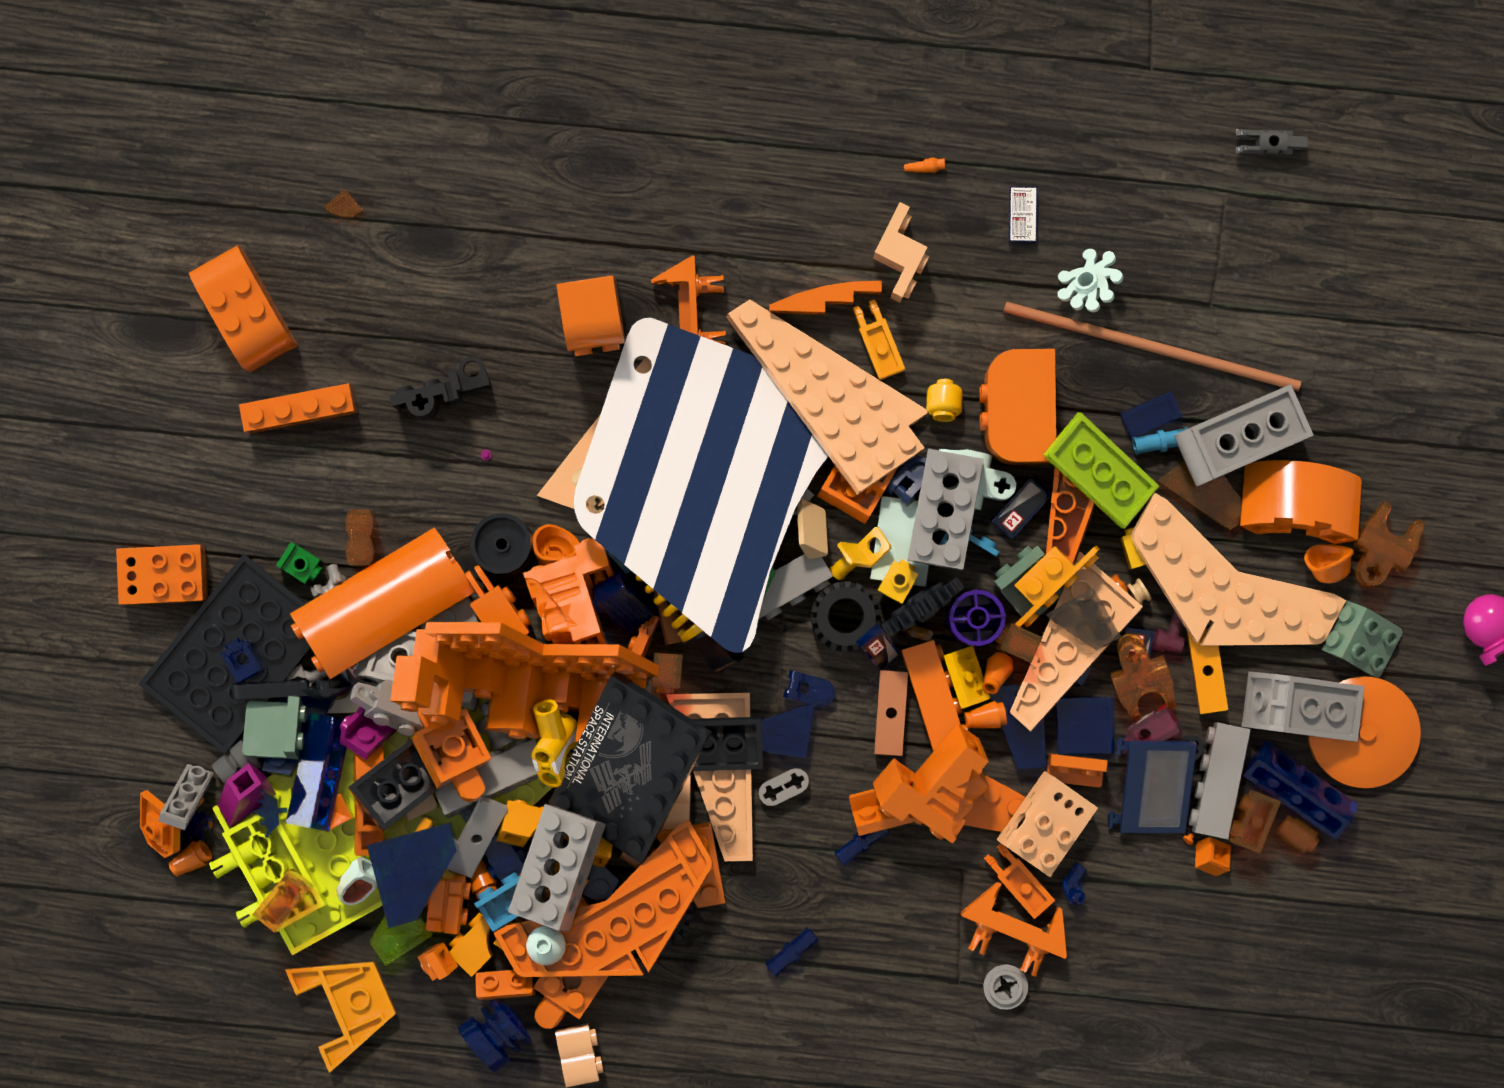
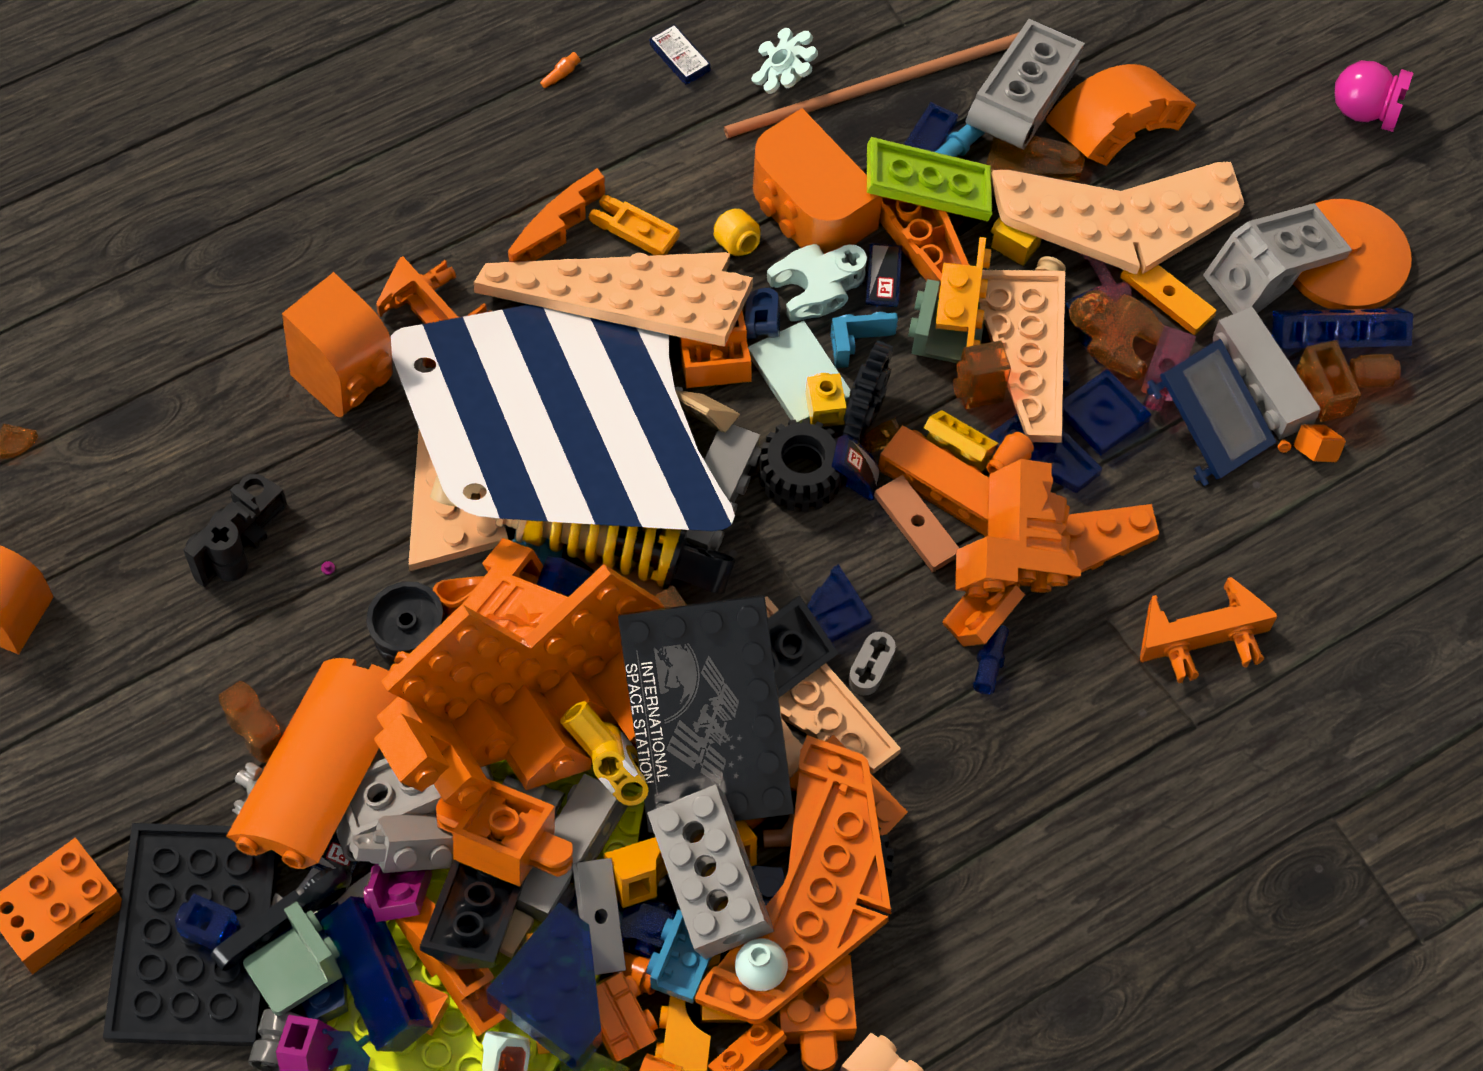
camera: 45 degrees left, 25 degrees down
(288, 563) = (211, 802): green brick -> none
(298, 408) = (94, 645): orange brick -> none
(792, 951) = (1013, 810): clear blue pin -> none
(819, 691) = (828, 552): clear blue plate -> none
(859, 554) = (767, 406): yellow bracket -> none
(901, 253) = (597, 136): light nougat bracket -> none
(932, 495) = (818, 302): light grey brick -> none
(989, 618) = (924, 376): dark purple cylinder -> none
(997, 671) = (983, 416): orange cone -> none
(1018, 990) = (1259, 691): light grey gear -> none
(1021, 883) = (1171, 586): orange hinge -> none
(1051, 823) = (1157, 508): light nougat piece -> none
(1072, 885) = (1217, 557): clear blue arm -> none
(1077, 769) = (1130, 449): orange bracket -> none
(1087, 620) = (1027, 309): clear smoke wing -> none
(1329, 562) = (1191, 141): orange helmet -> none
(1363, 639) = (1271, 176): sand green bracket -> none
(1383, 548) = (1223, 101): clear orange piece -> none

